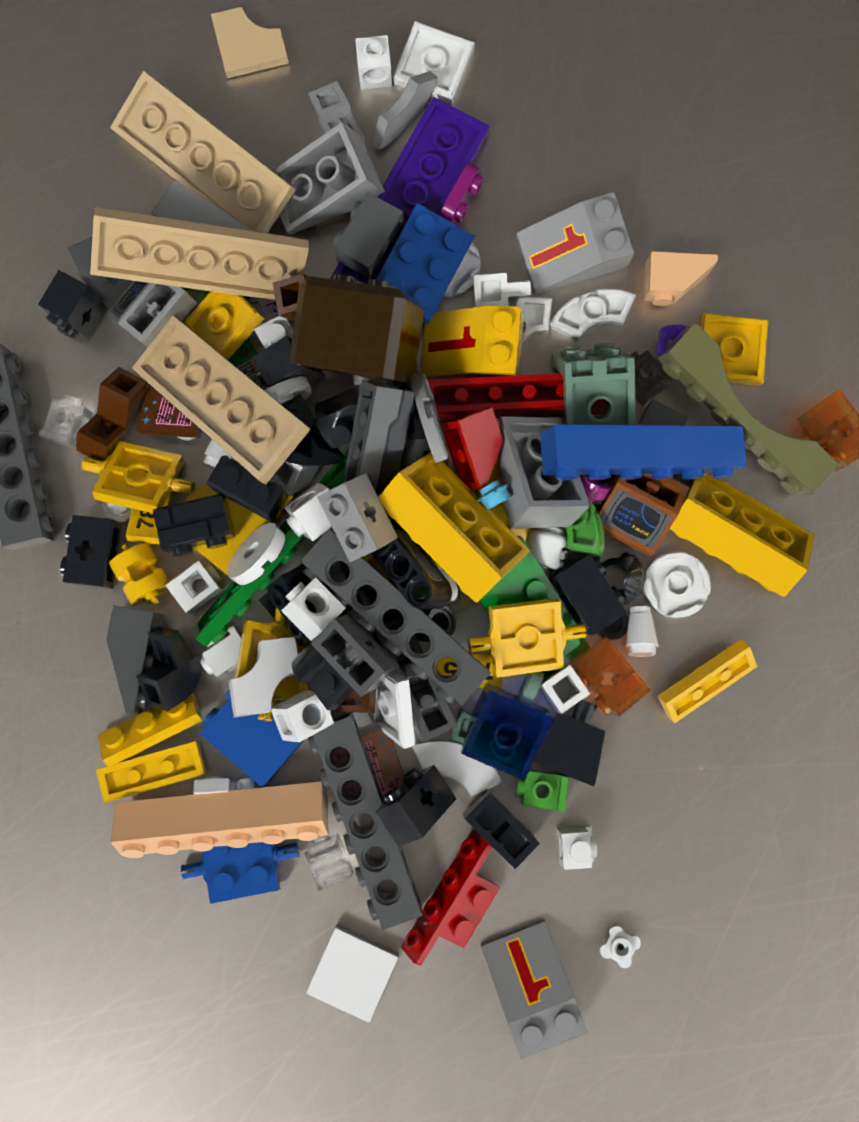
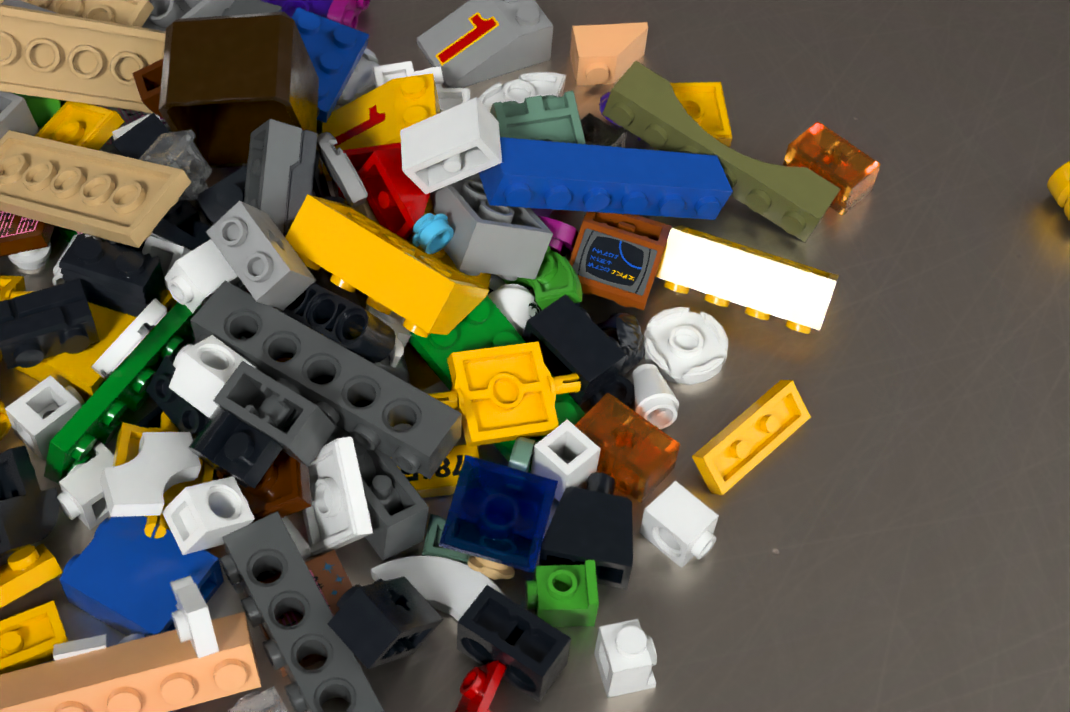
camera: 15 degrees left, 30 degrees down
(285, 798) = (193, 617): none -> white plate
(309, 398) = (180, 152): none -> clear brick
(520, 429) = (450, 146): none -> white brick
(637, 748) = (679, 525): none -> white brick

